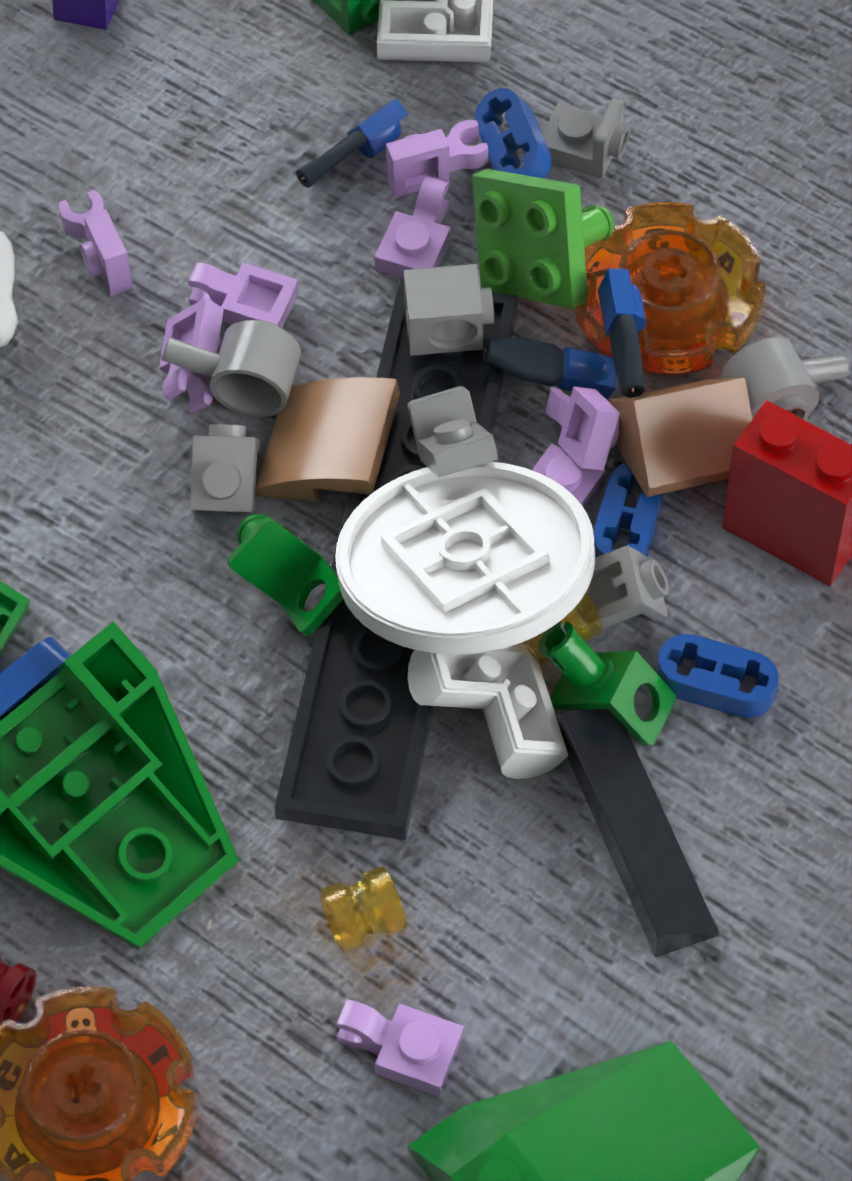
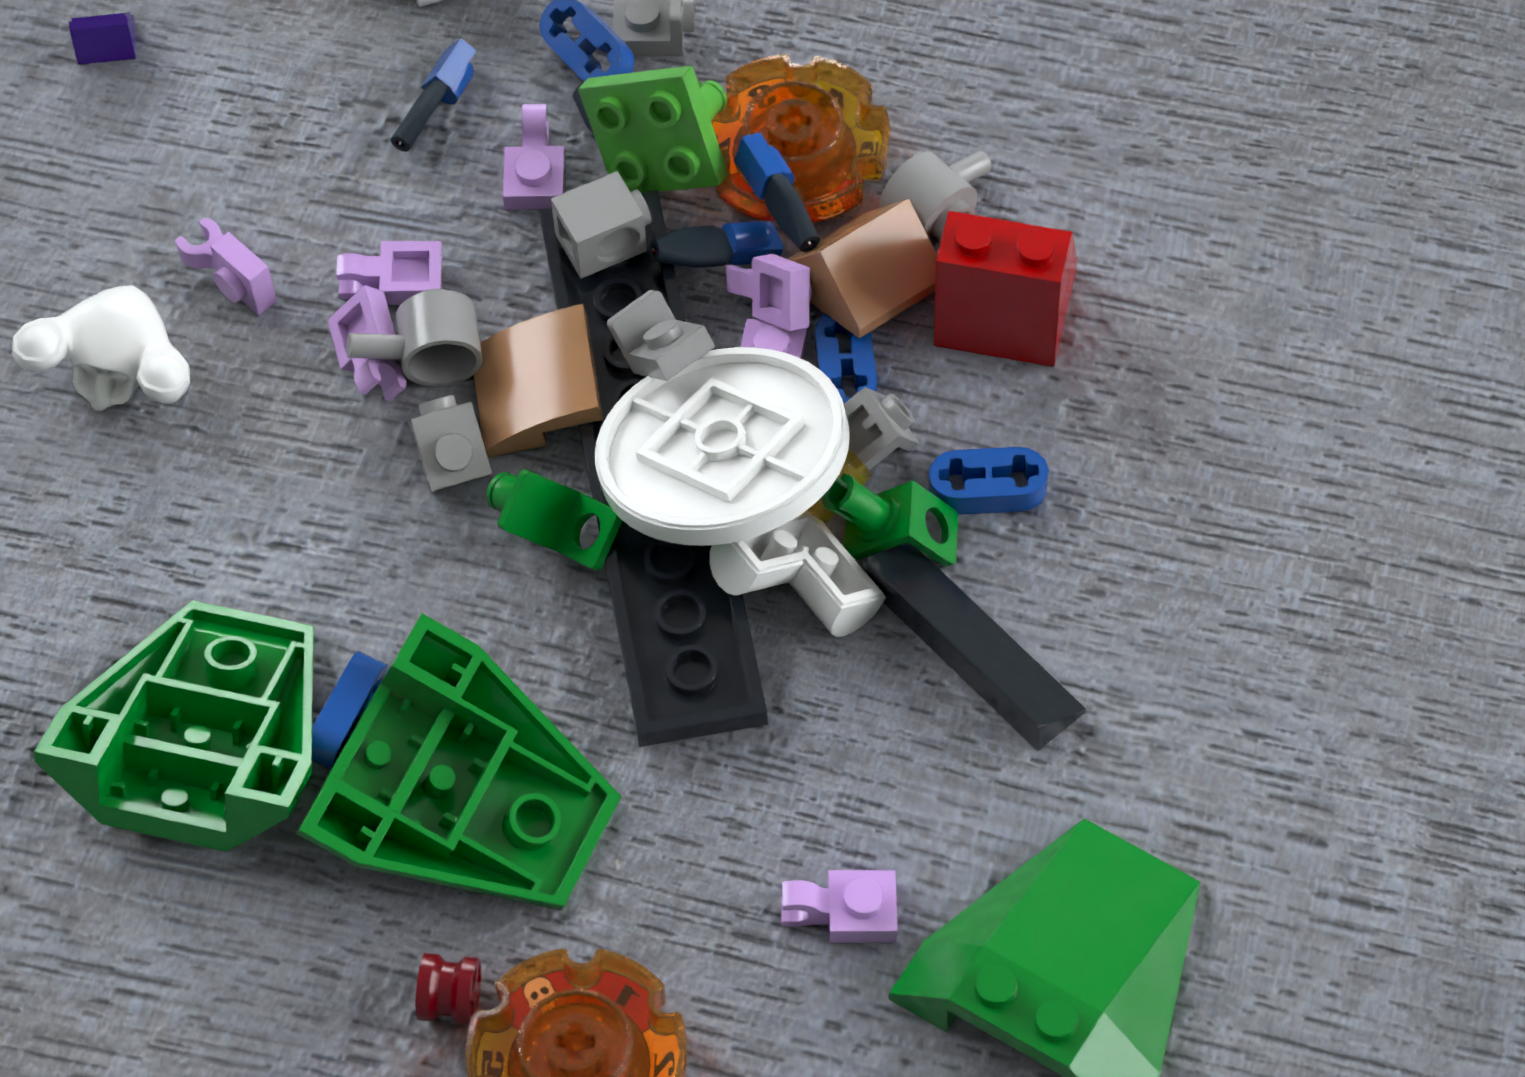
camera: 20 degrees left, 0 degrees up
(363, 909) = (759, 798): clear yellow wheel -> none
(433, 156) = (516, 83): lavender plate -> none

